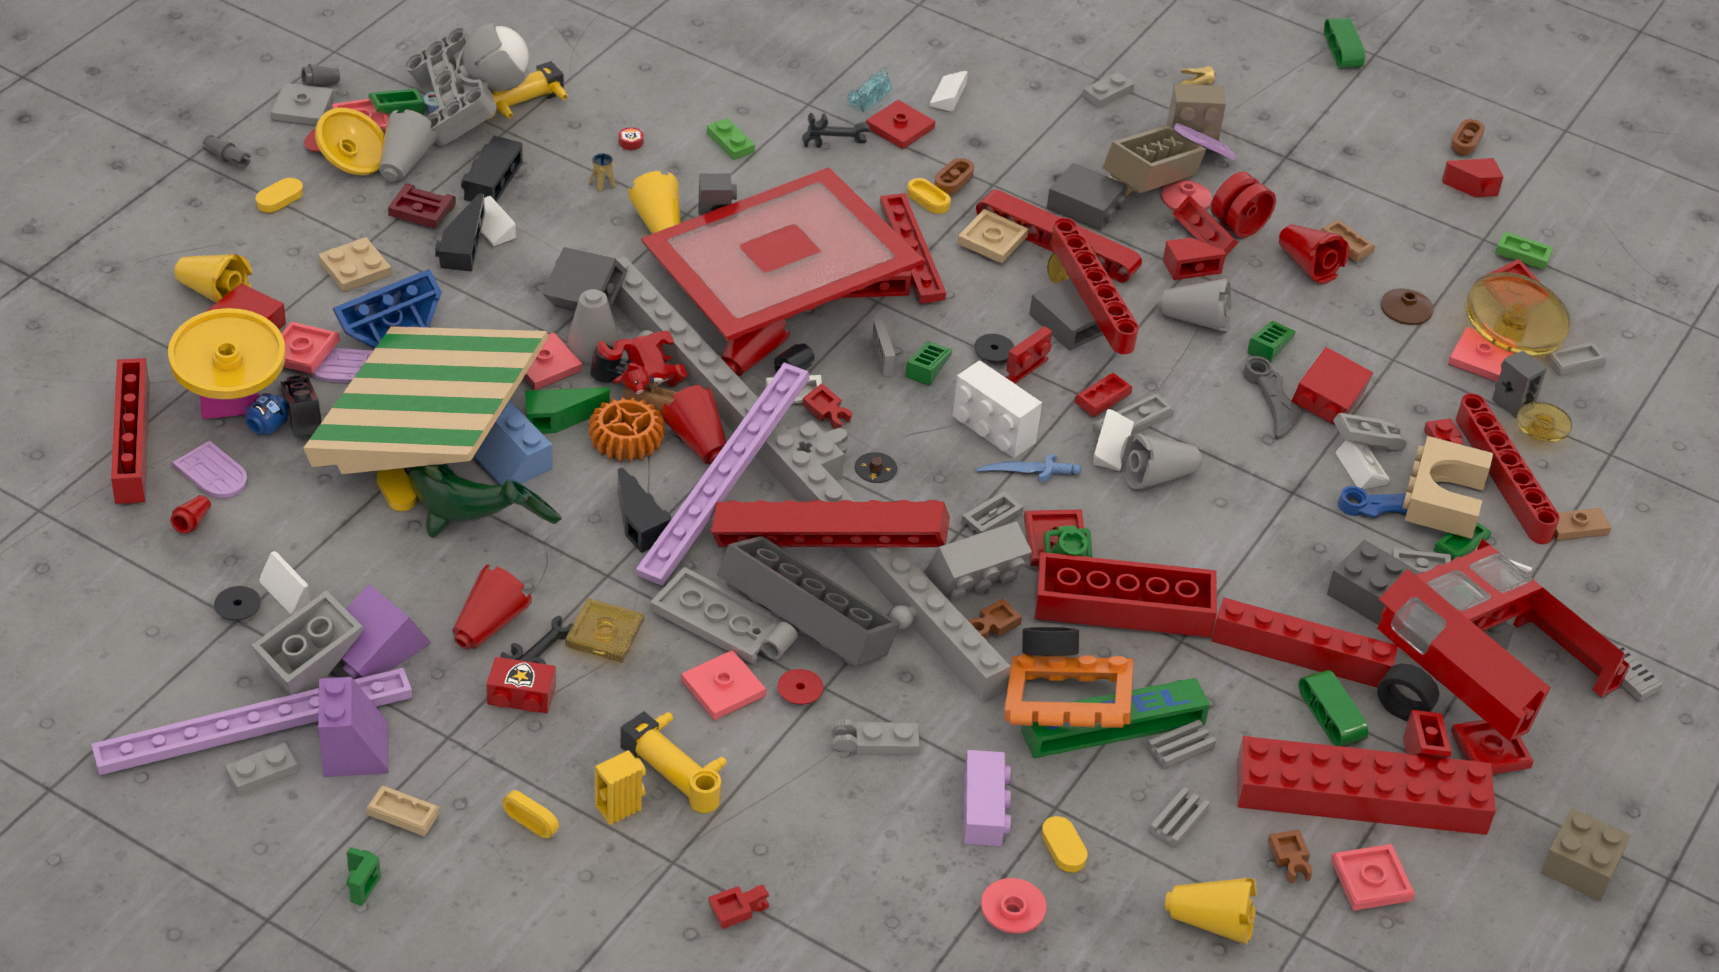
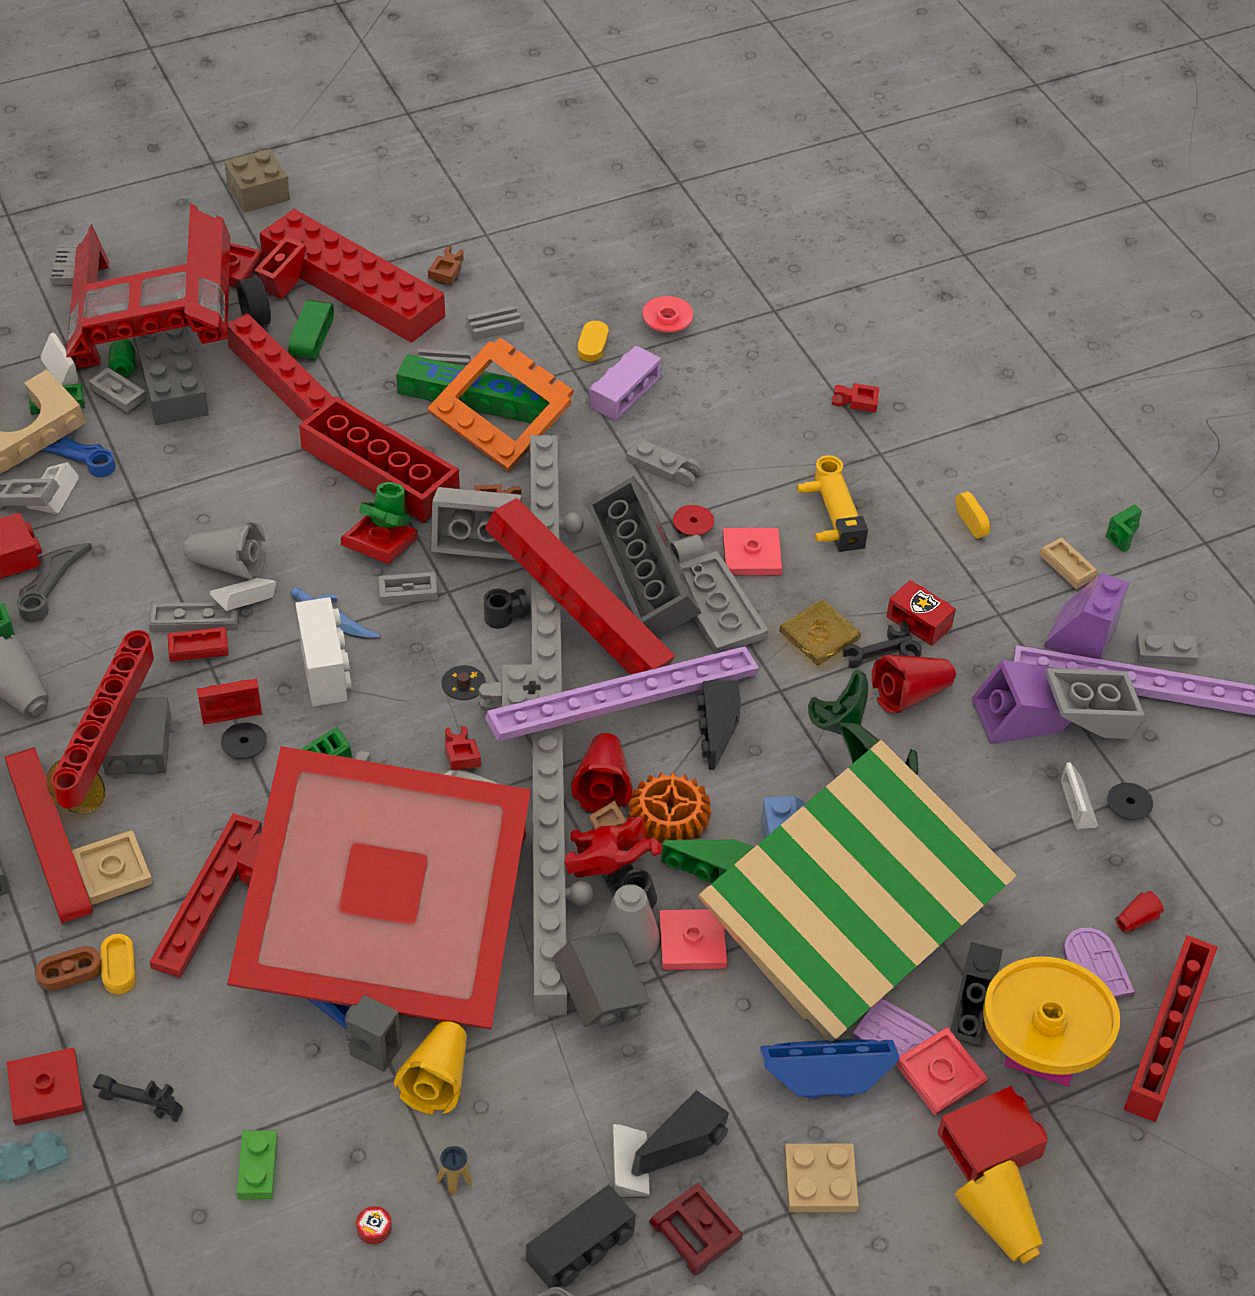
camera: 145 degrees left, 5 degrees up
(619, 787) = (897, 487): yellow brick -> none
(1050, 641) = (456, 449): black tyre -> none
(1216, 906) = (534, 249): yellow cone -> none
(1372, 877) = (407, 233): coral plate -> none

